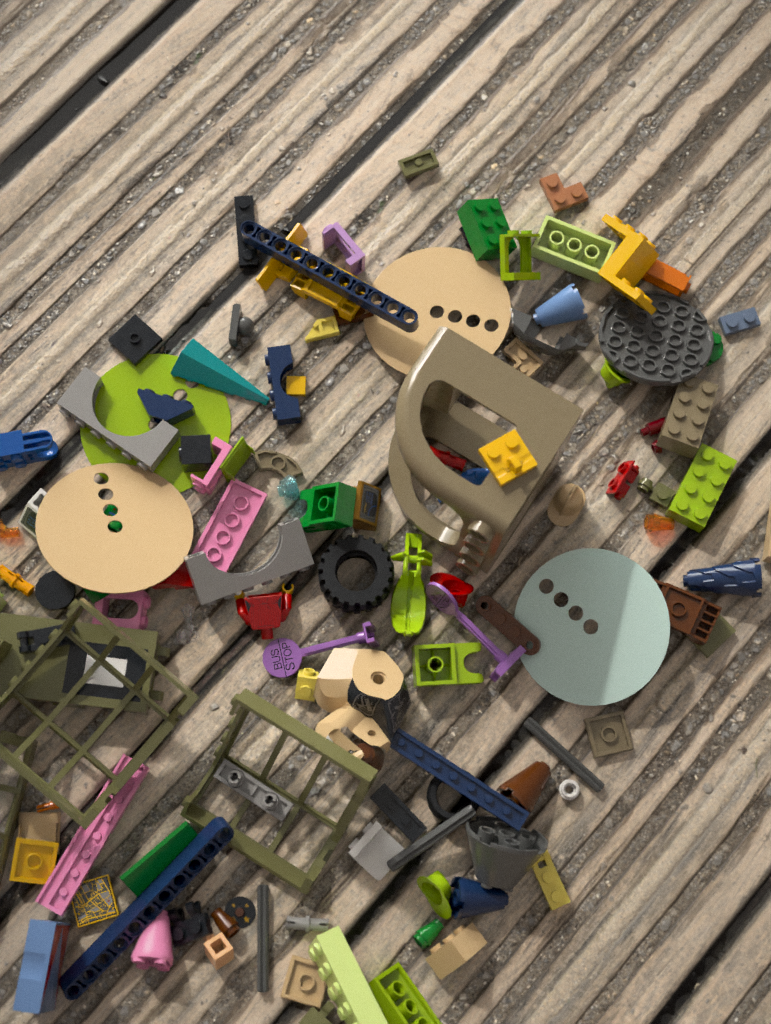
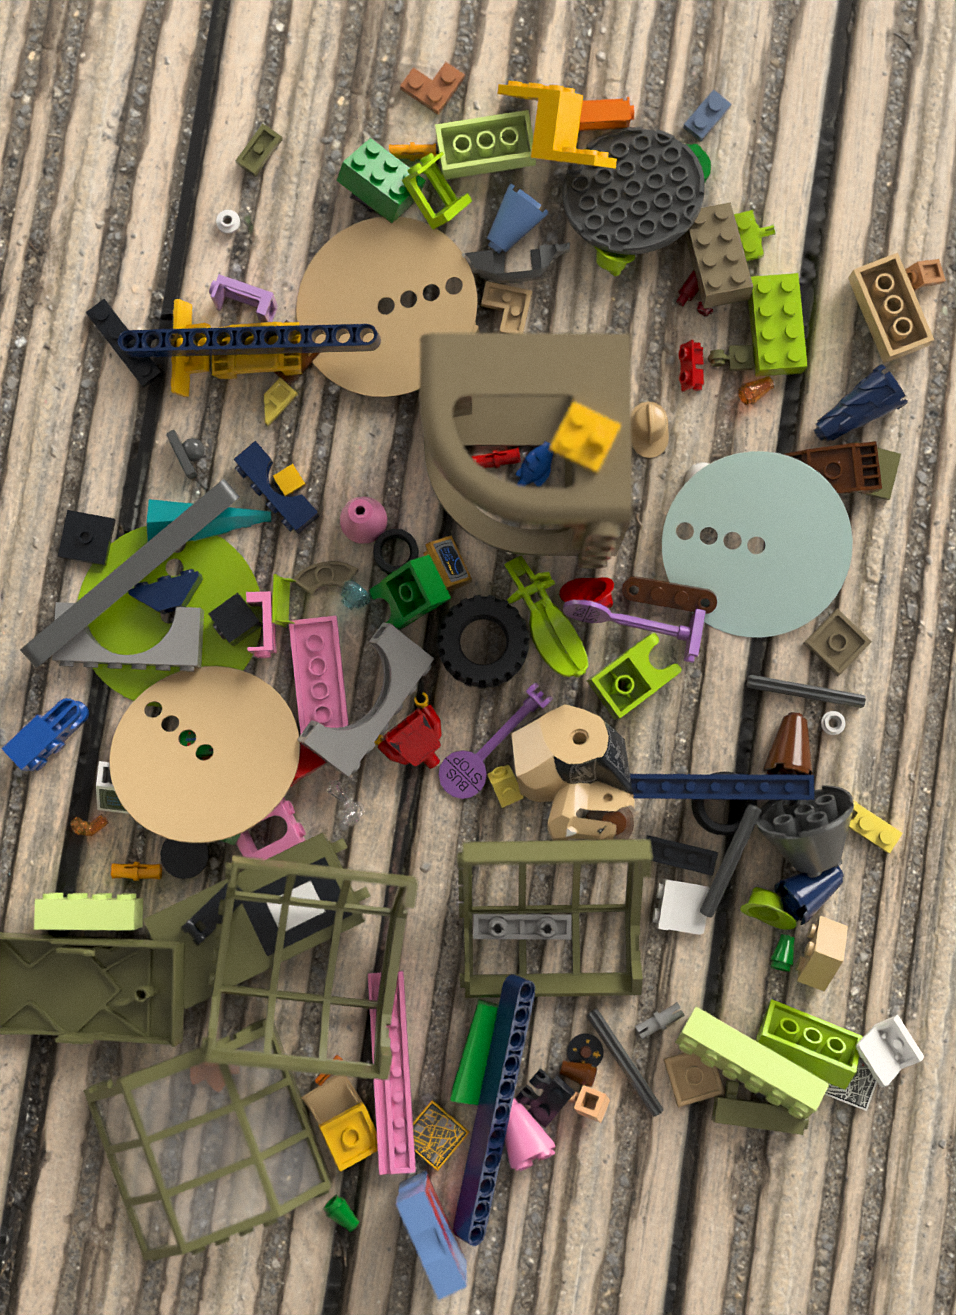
camera: 30 degrees left, 10 degrees up
(146, 377) = (129, 573): none -> dark grey beam
(328, 442) = (363, 527): none -> bright pink cone
(336, 462) = (383, 538): none -> black tyre
(367, 201) = (228, 228): none -> white plate
(511, 219) = (412, 151): none -> light orange pin
(720, 417) = (751, 234): none -> lime plate

